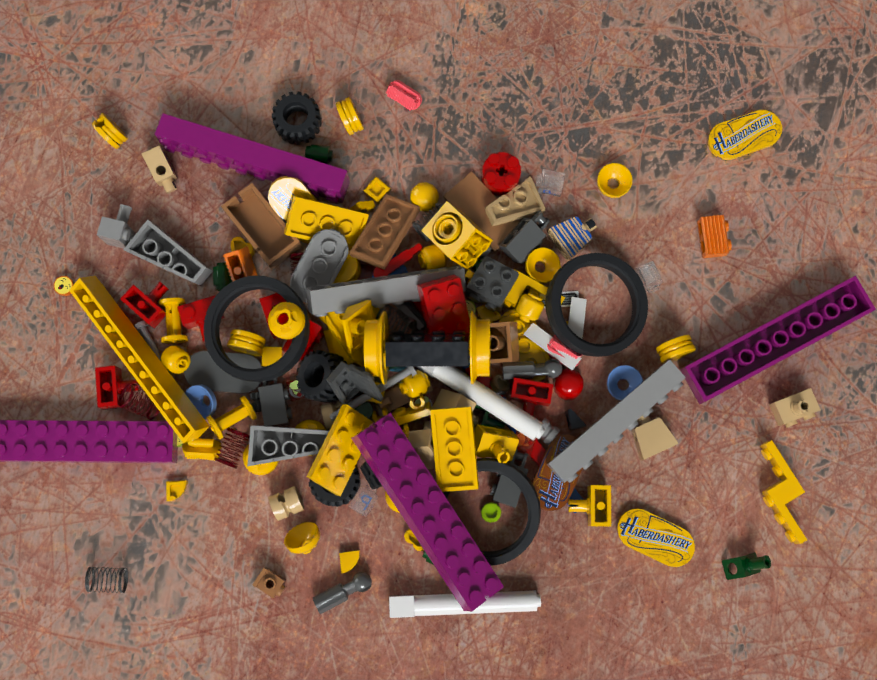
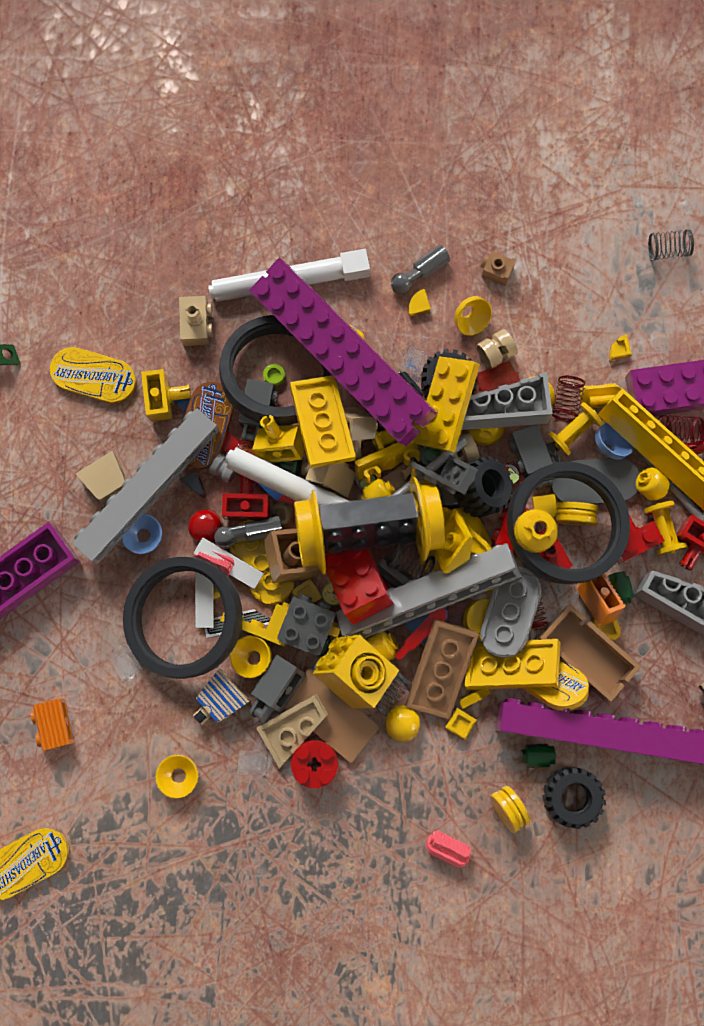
camera: 175 degrees right, 0 degrees up
(289, 474) = (498, 376): none -> clear red piece
(529, 307) = (259, 603): yellow head -> none
(557, 574) = (195, 320): none -> tan brick
(676, 348) = (86, 580): yellow head -> none

